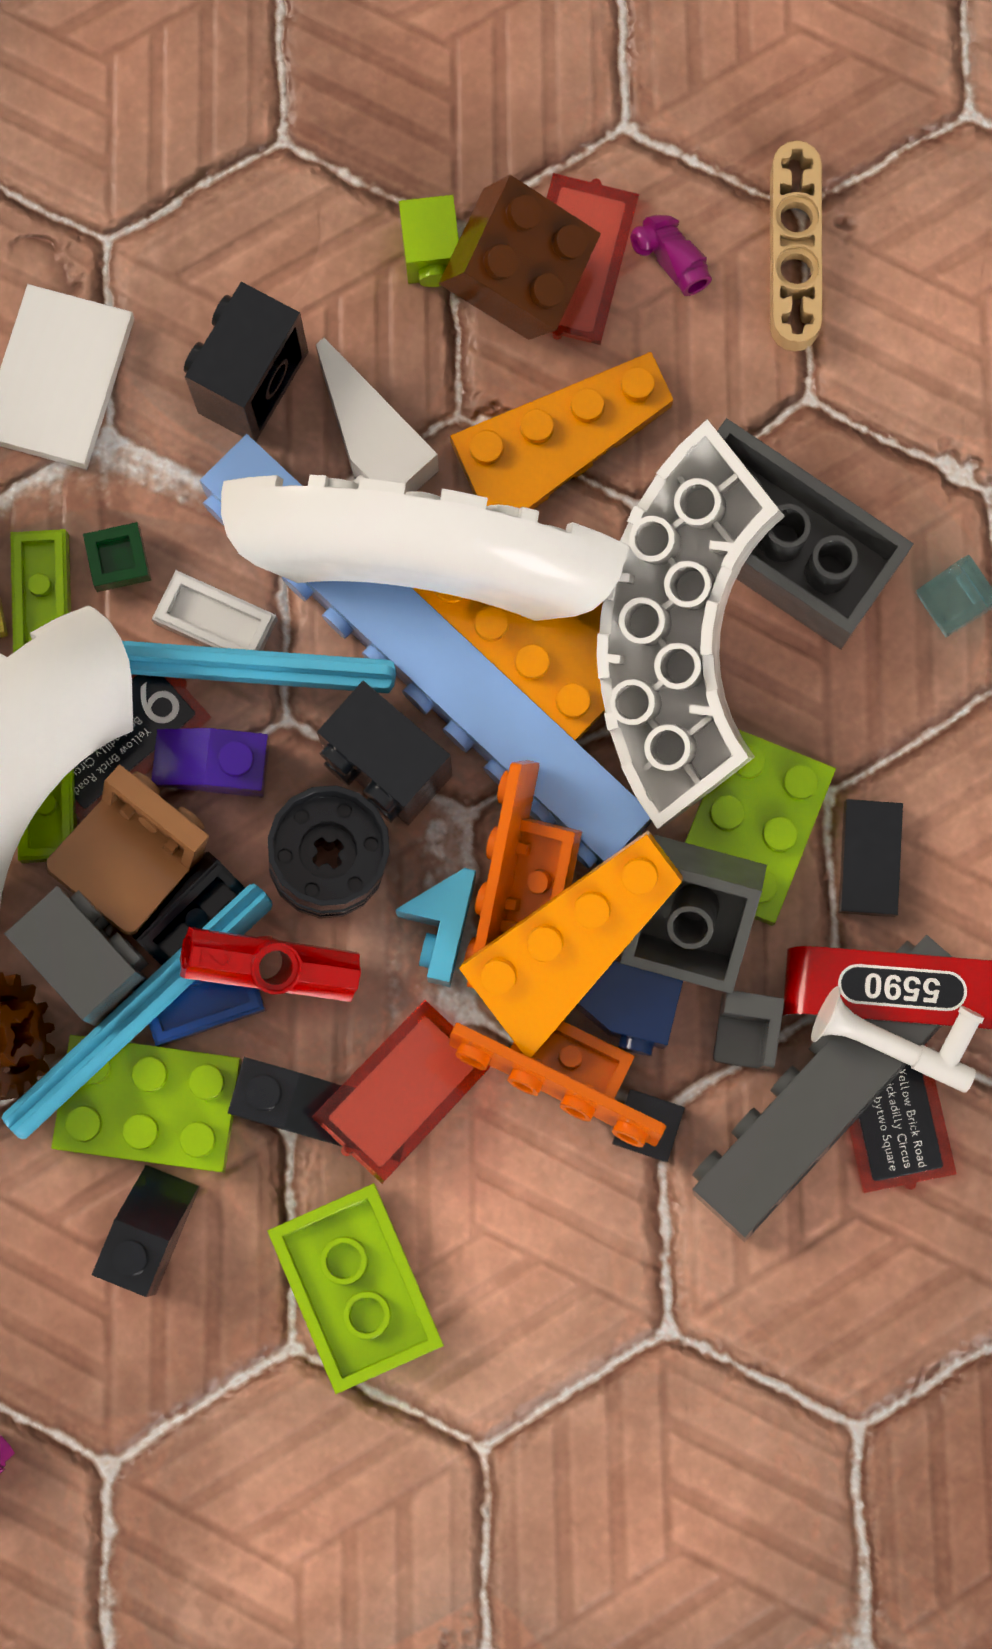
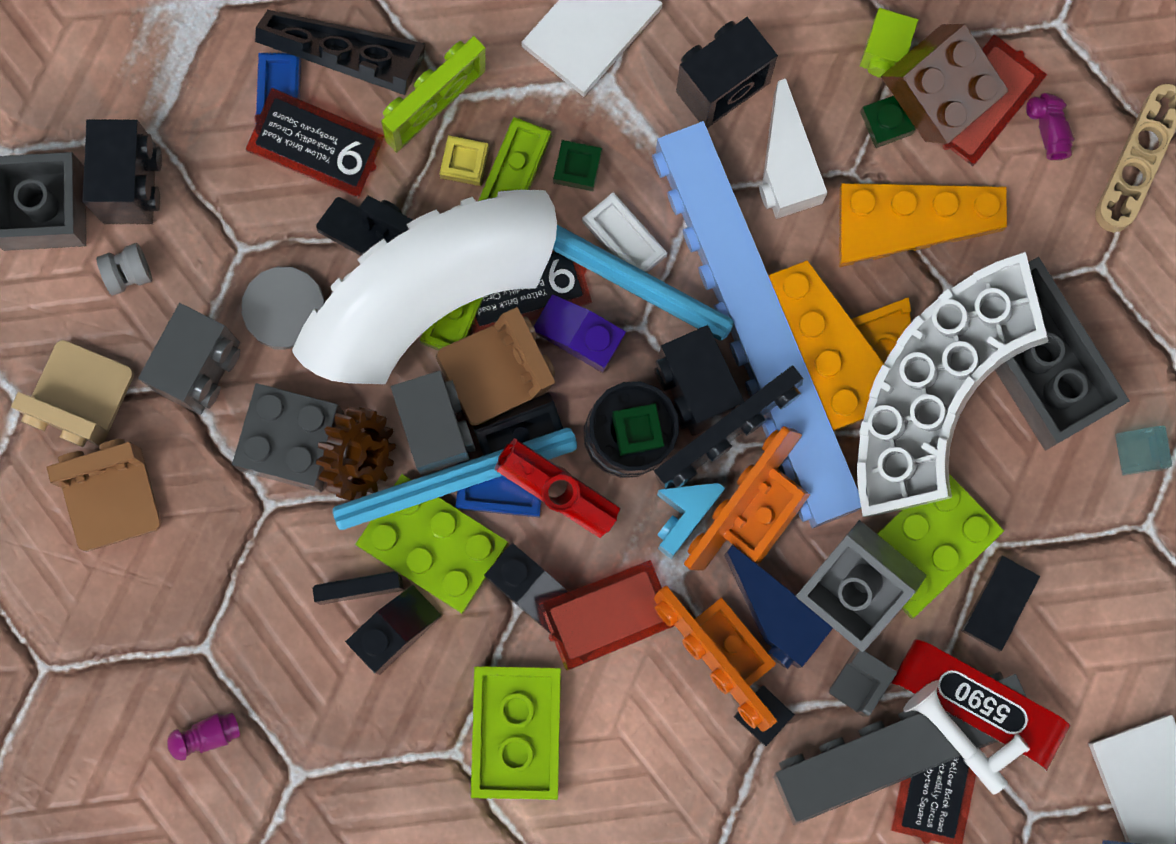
camera: 25 degrees right, 0 degrees up
(78, 1201) = (357, 588): none -> black tile
(335, 847) = (637, 429): none -> dark green plate
(420, 542) = (791, 249): white brick -> none
(438, 814) = (717, 439): none -> black wing
(471, 336) = (886, 121): none -> dark green plate
(561, 949) = (759, 568): light orange wing -> none

